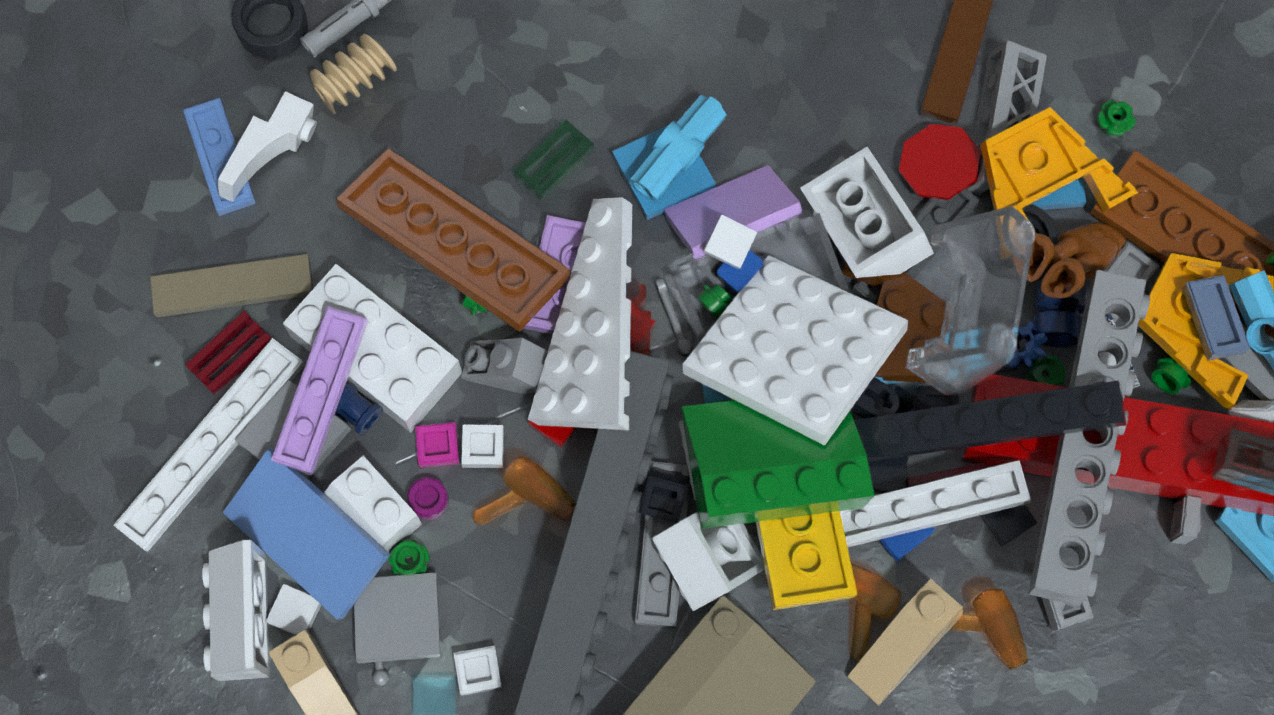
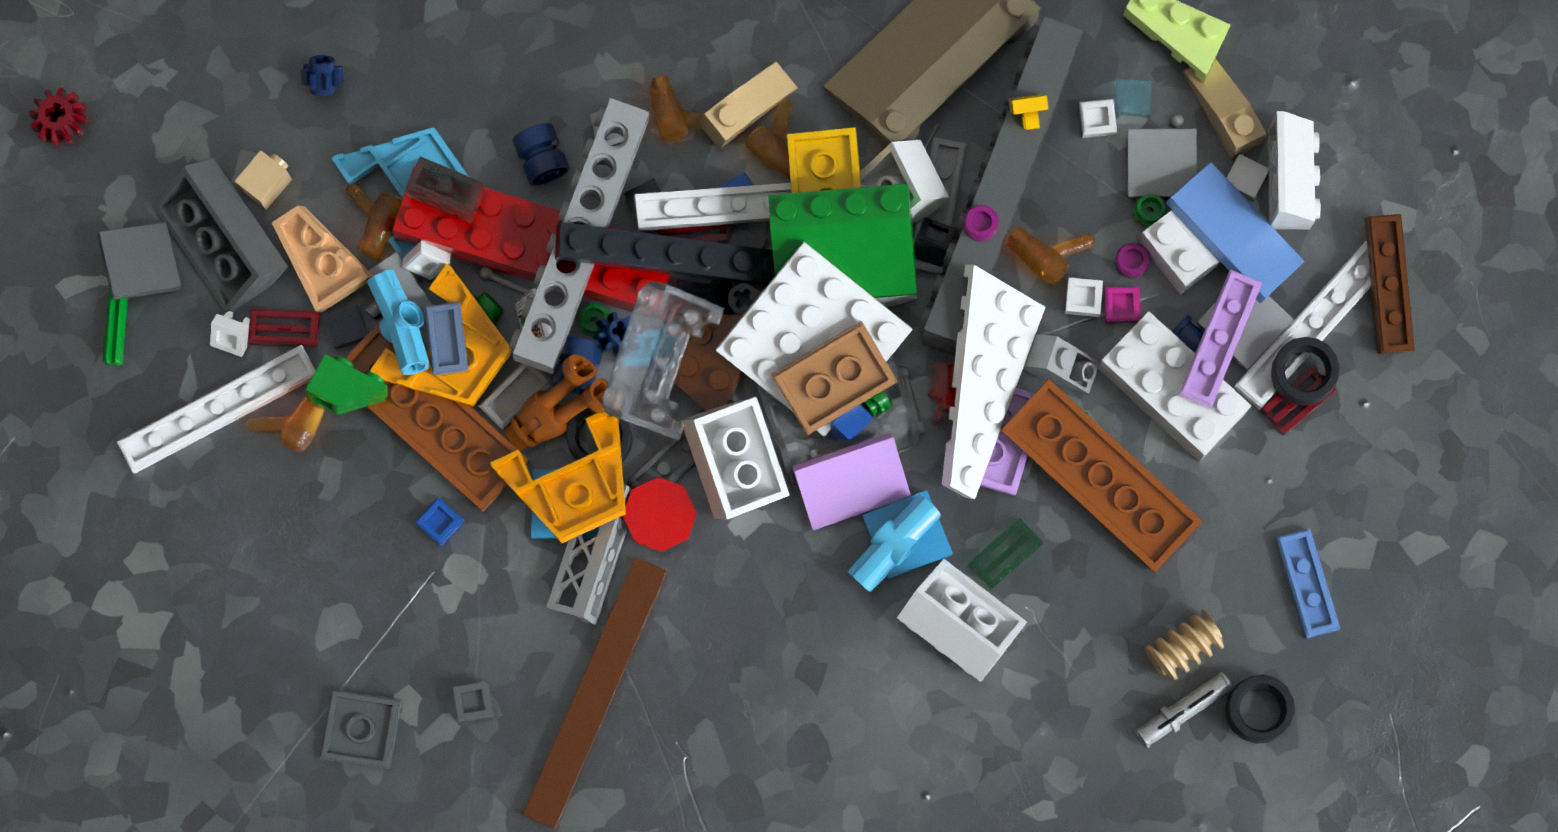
camera: 170 degrees left, 5 degrees up
(121, 492) = (1389, 284): none -> reddish brown tile
(204, 350) = (1316, 347): none -> black tyre
(231, 285) = (1296, 460): dark tan tile -> none
(265, 140) = (1244, 597): white slope -> none
(565, 636) = (1028, 107): none -> yellow tile
(595, 82) = (961, 620): none -> white slope
(613, 490) = (980, 223): none -> magenta tile
(729, 241) = (860, 436): white tile -> none
(767, 302) = (834, 377): none -> medium nougat tile
(1111, 126) = (496, 555): green plate -> none
(1144, 556) = (538, 148): none -> dark blue wheel
(1175, 143) = (439, 521): none -> blue tile
(1185, 520) = (500, 177): light grey tile -> none

